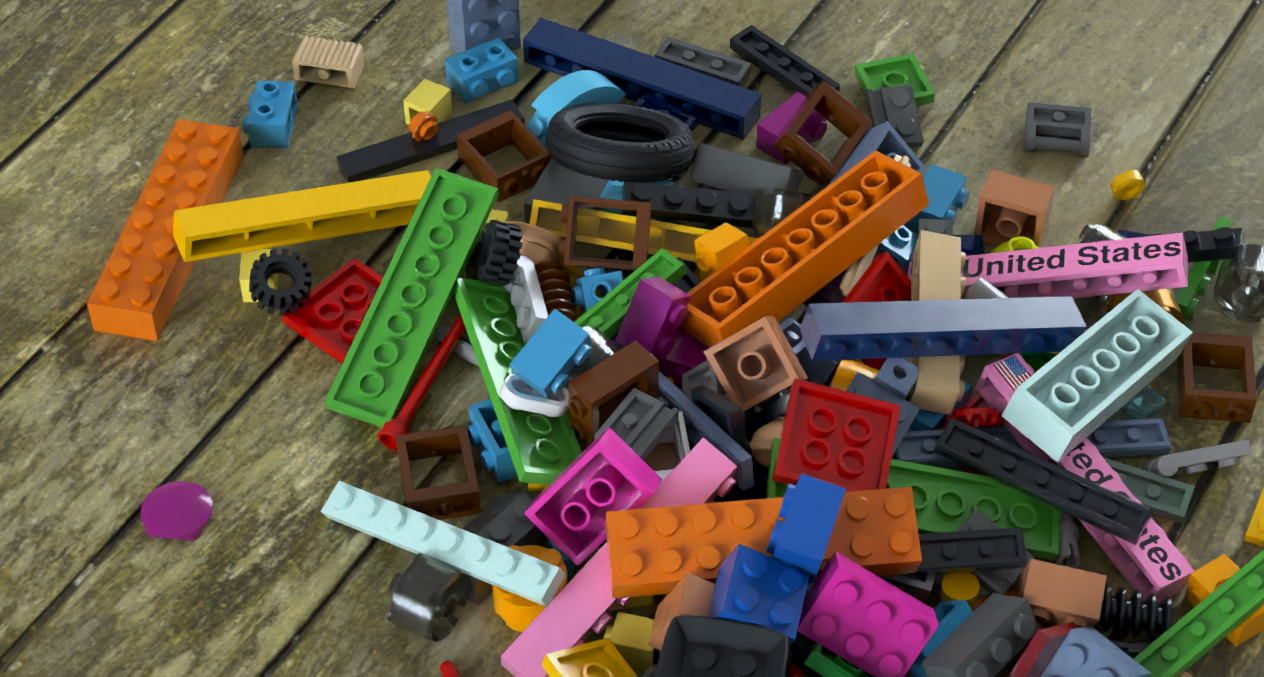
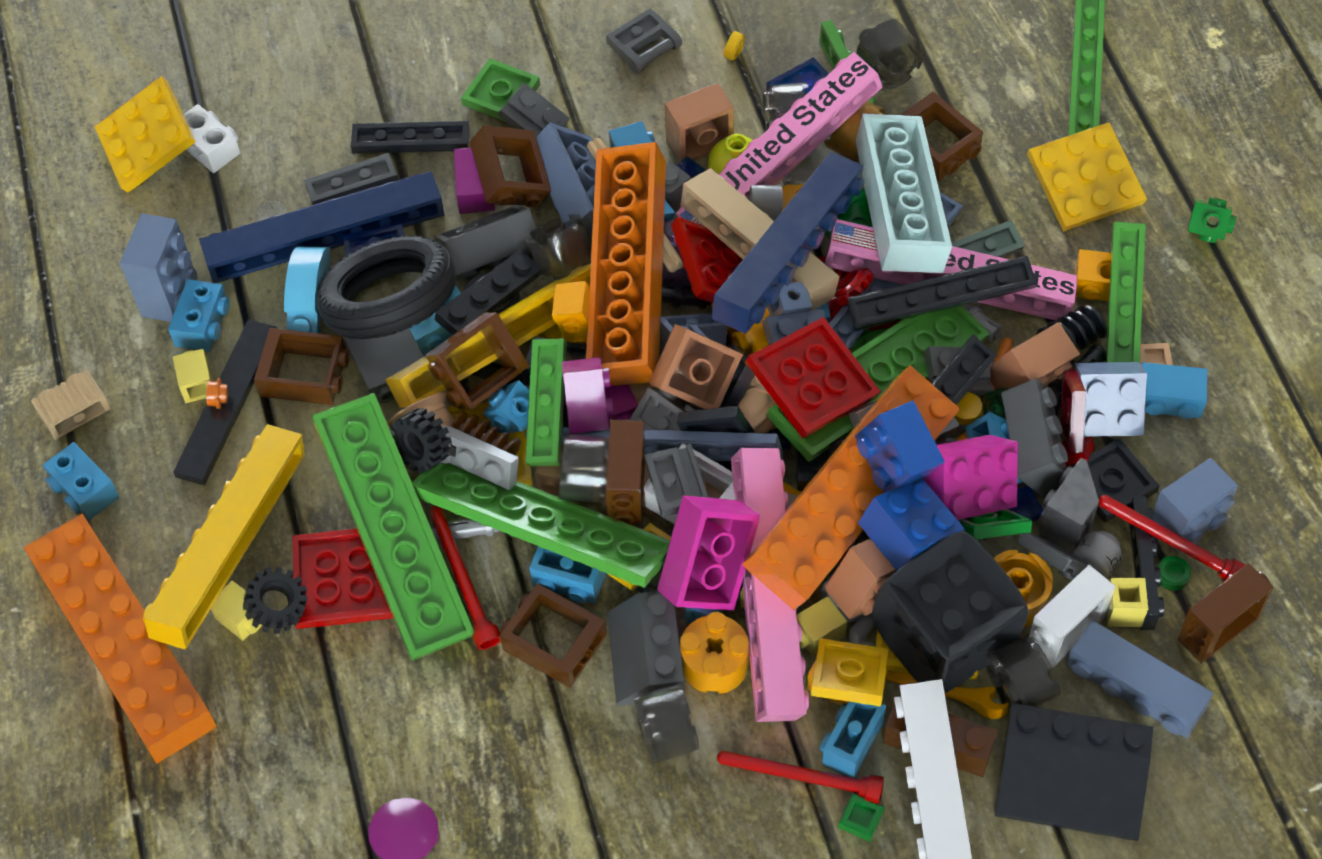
camera: 45 degrees left, 10 degrees up
(444, 542) = (634, 678): light aqua plate -> none
(523, 397) = (580, 518): white plate -> none
(552, 354) = (576, 479): dark azure brick -> none
(1196, 460) = (988, 201): light grey plate -> none
(1214, 244) = (855, 39): black plate -> none

